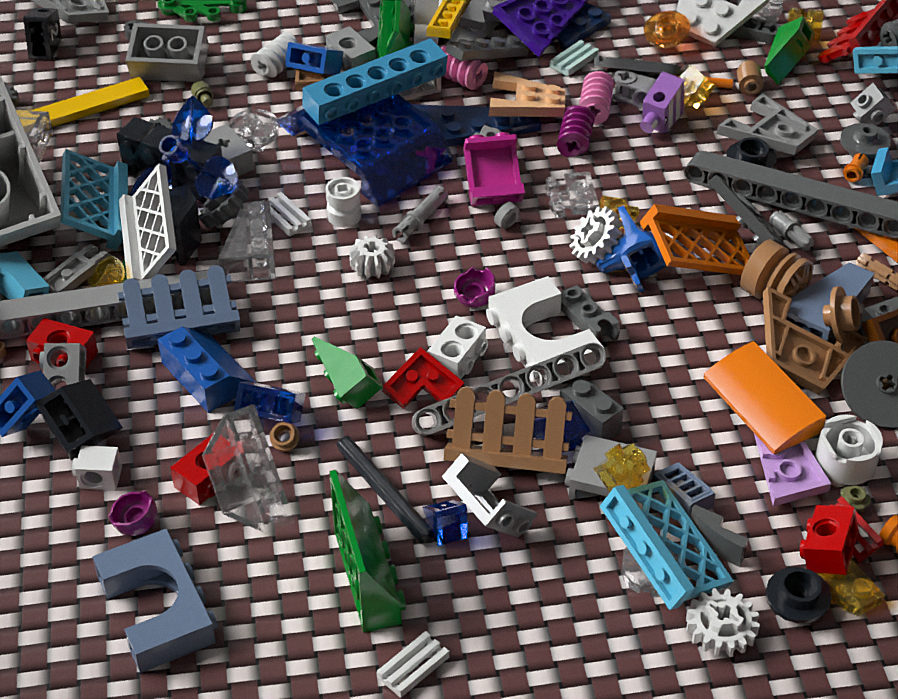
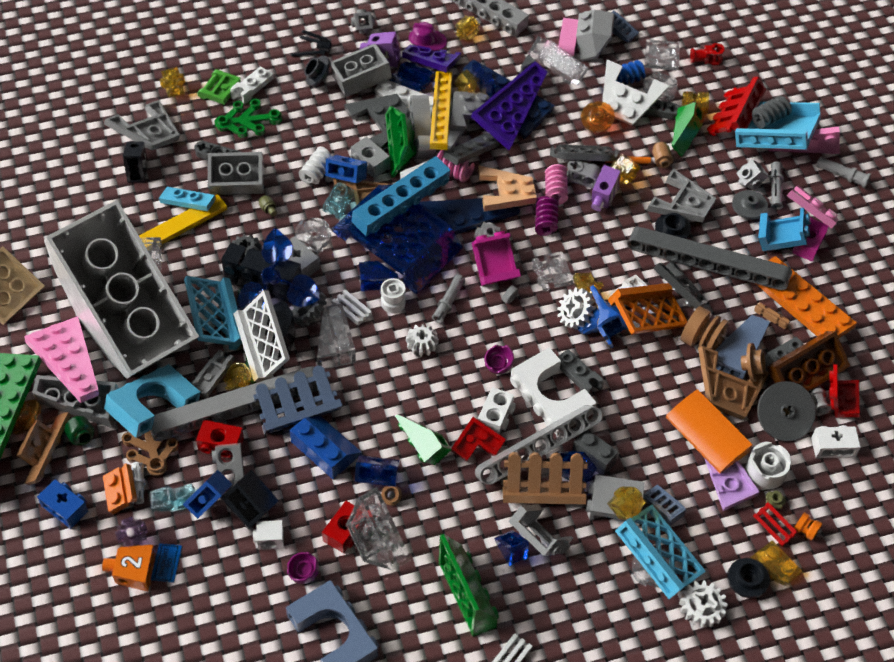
camera: 10 degrees left, 10 degrees up
(98, 77) = (187, 198): none -> medium azure plate
(293, 89) = (338, 201): none -> clear light blue piece
(318, 174) = (374, 274): none -> clear blue slope
(385, 489) = (467, 528): black axle -> none
(571, 56) = (526, 146): light aqua tile -> none
(722, 541) = (693, 543): dark grey slope -> none
(791, 230) = (708, 287): light grey axle -> none
(830, 539) = (769, 528): red brick -> none
(855, 170) = (744, 231): orange pin -> none

